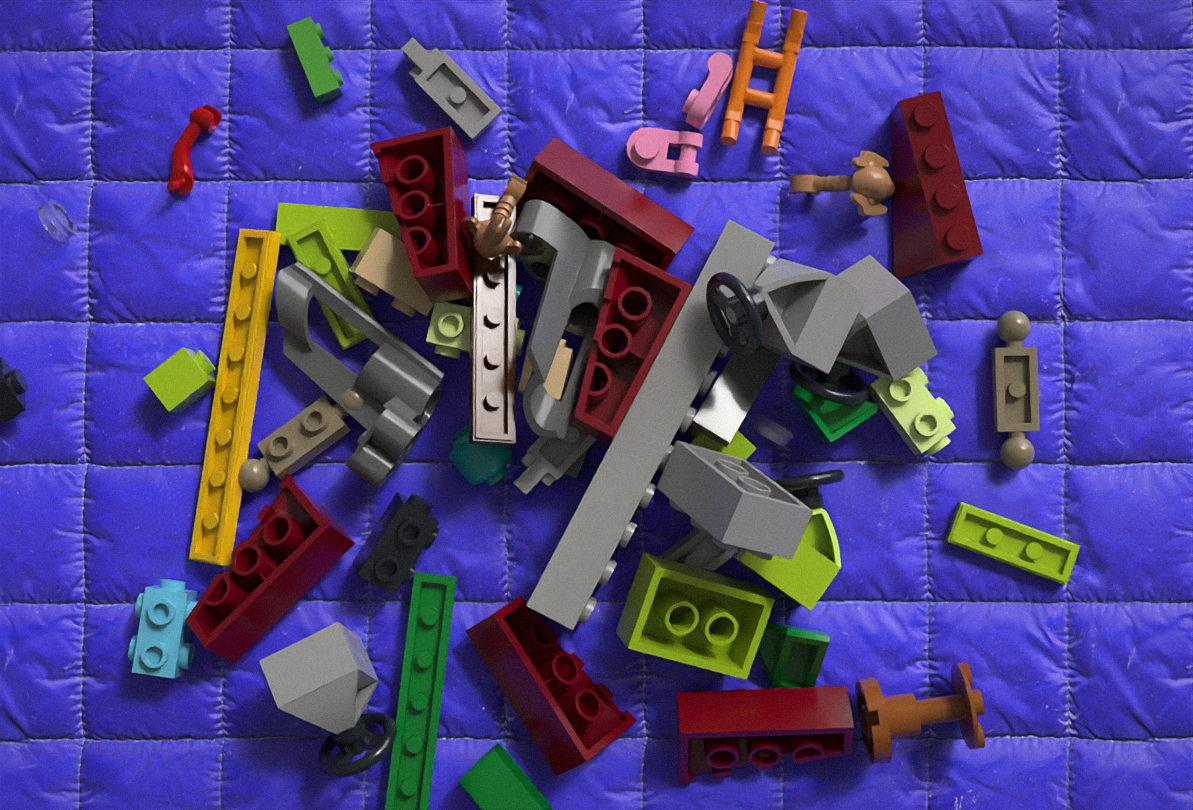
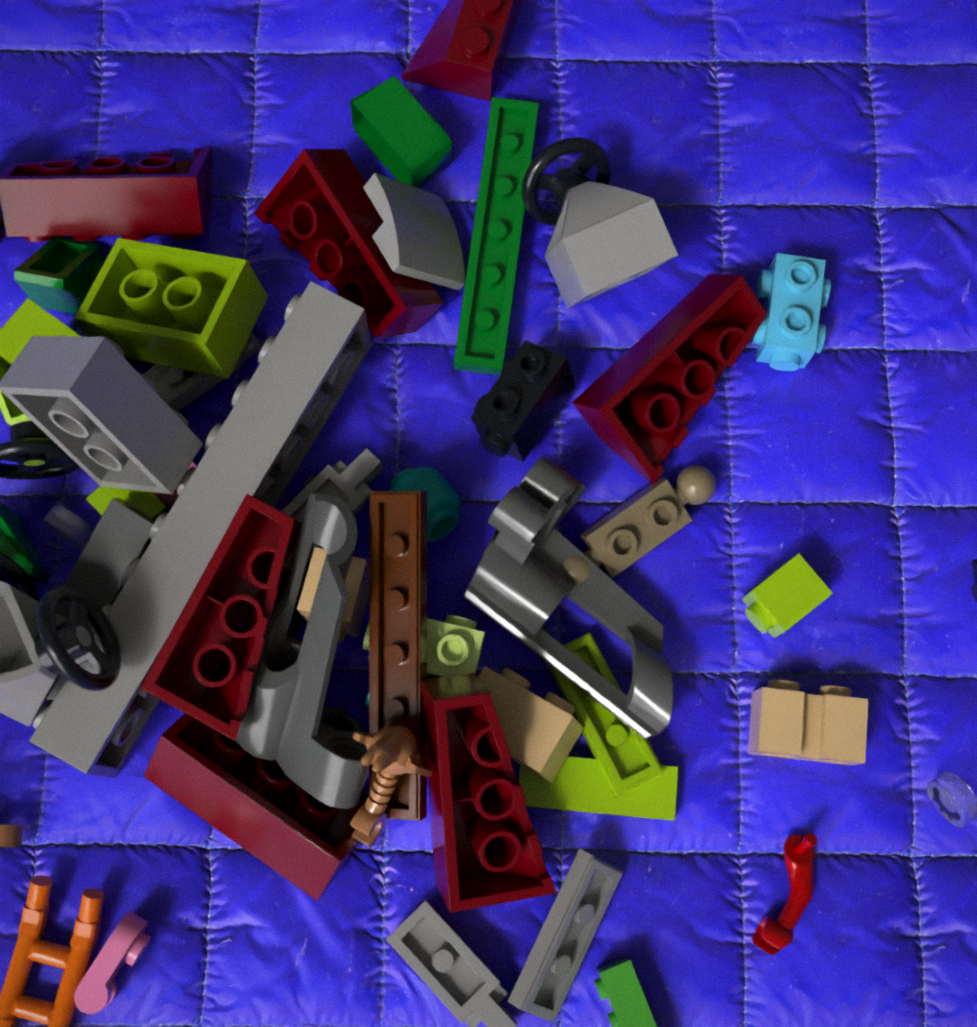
camera: 175 degrees right, 10 degrees down
(169, 276) = (808, 726): none -> tan brick
(235, 396) = (719, 587): yellow tile -> none
(364, 115) = (565, 936): none -> light grey tile
(484, 692) = (416, 232): none -> light grey slope
(649, 148) = (198, 887): bright pink plate -> none

